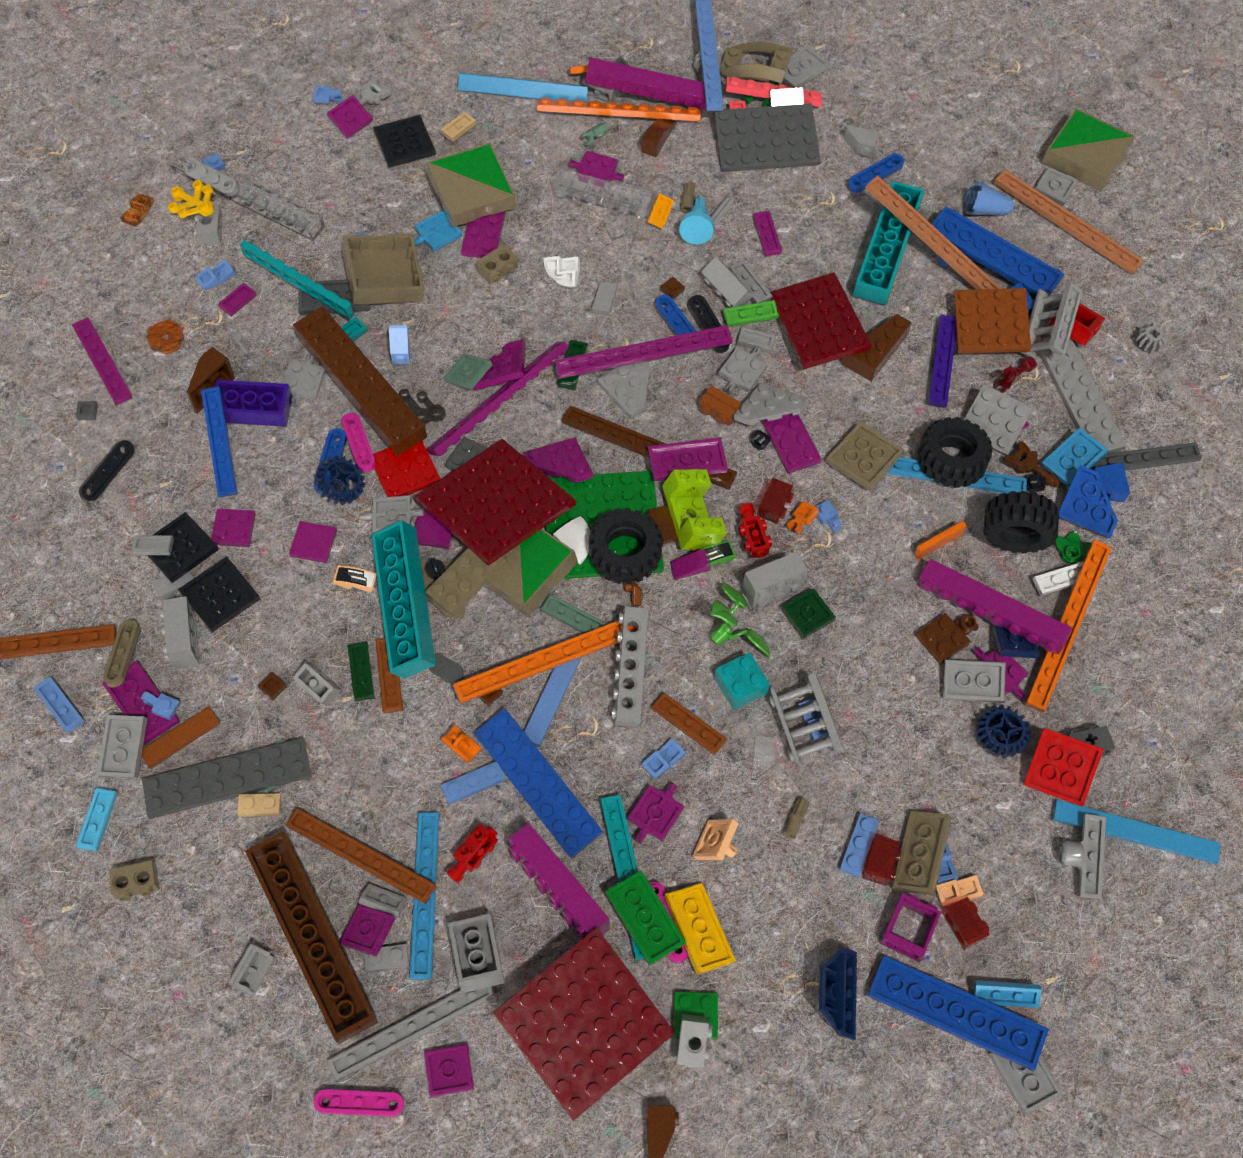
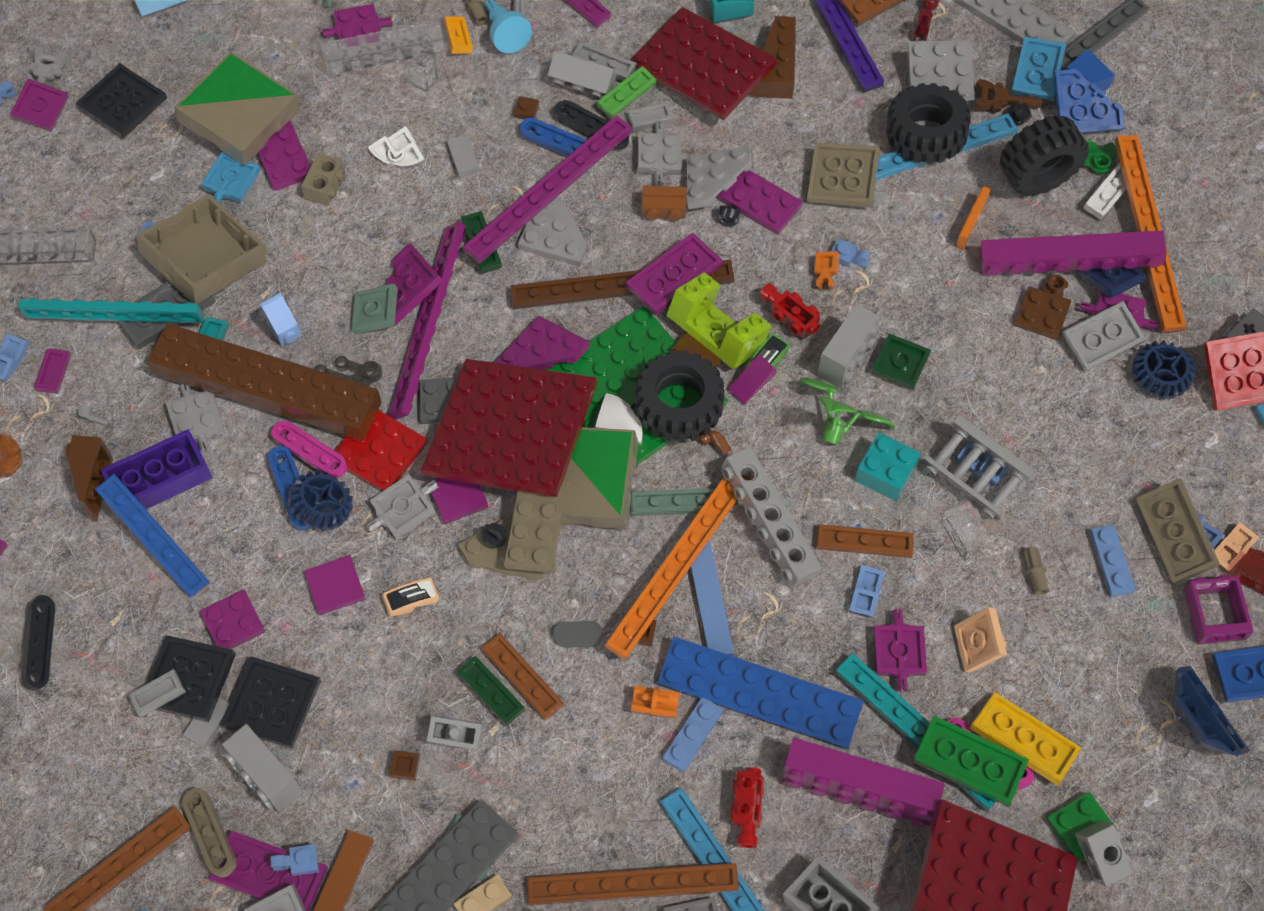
camera: 30 degrees left, 0 degrees up
(403, 600) = (485, 587): teal brick -> none
(458, 127) = (172, 55): tan plate -> none
(775, 501) = (789, 267): clear red brick -> none
(881, 860) = (1145, 562): clear red brick -> none

